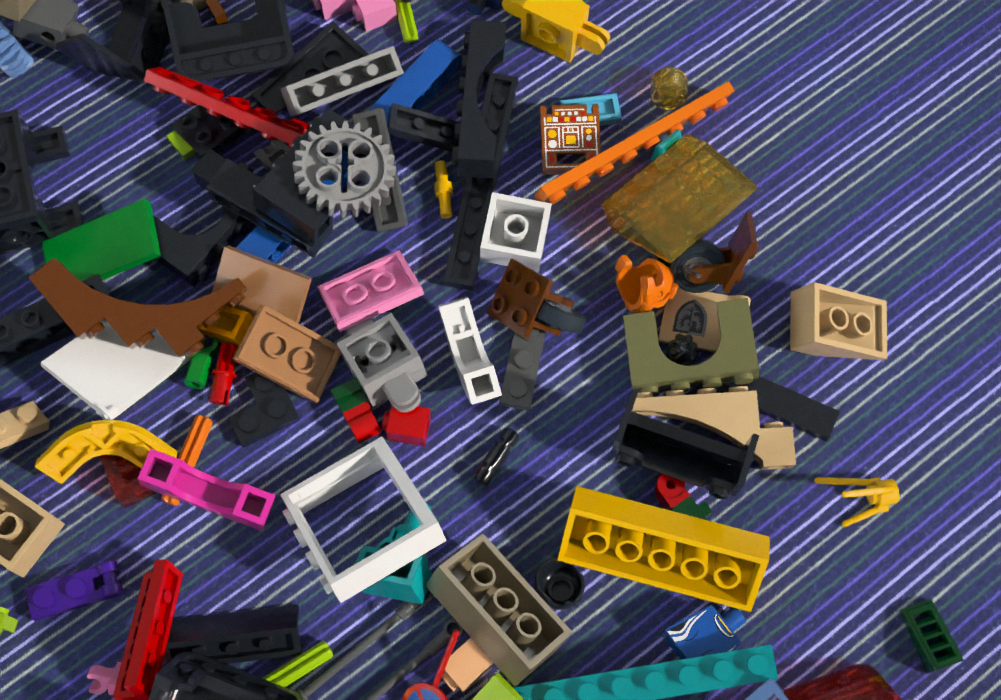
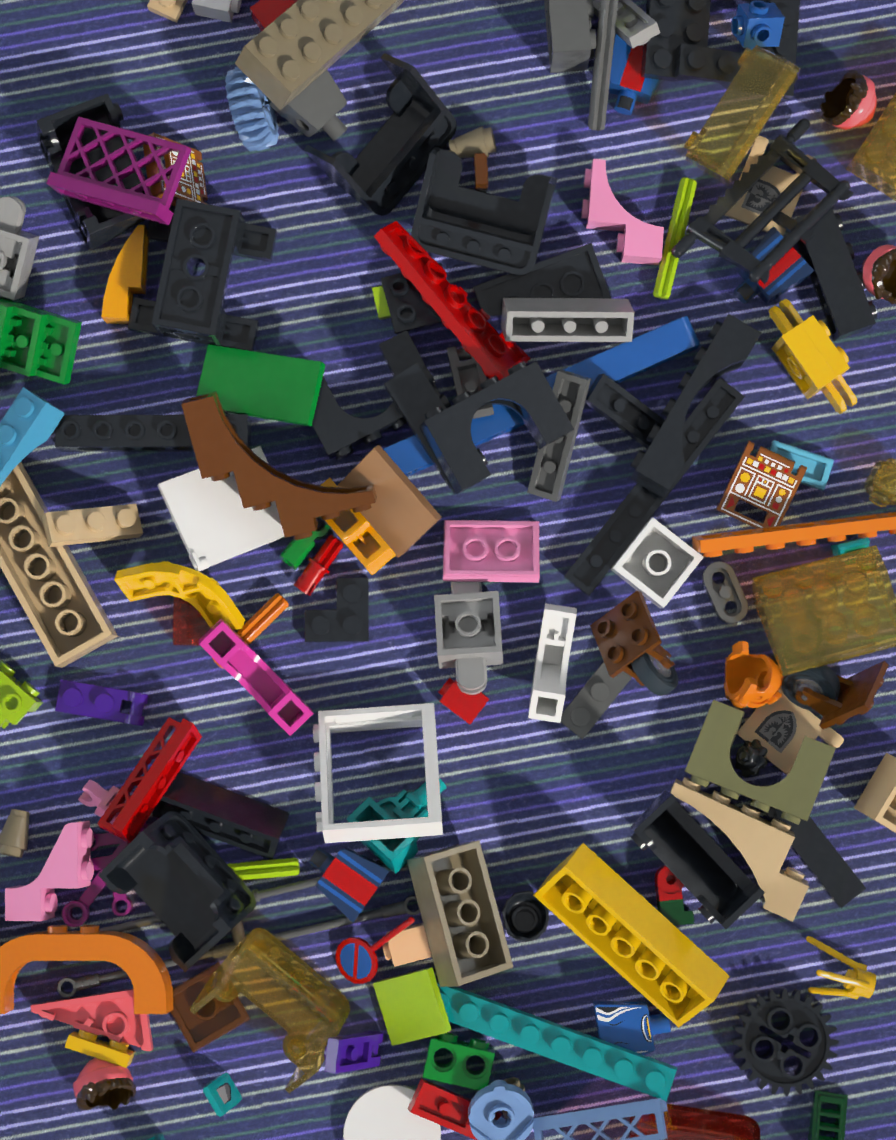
camera: 30 degrees right, 15 degrees up
(288, 353) = (386, 579): medium nougat tile -> none
(314, 167) = (545, 454): light grey gear -> none
(356, 410) = (422, 664): leg -> none
(380, 631) = (348, 879): none -> torso
(443, 189) = (611, 478): yellow bar -> none
(496, 456) = (529, 769): black axle -> none
(587, 232) = (725, 592): none -> dark grey plate
(851, 606) = (770, 1065): none -> black gear

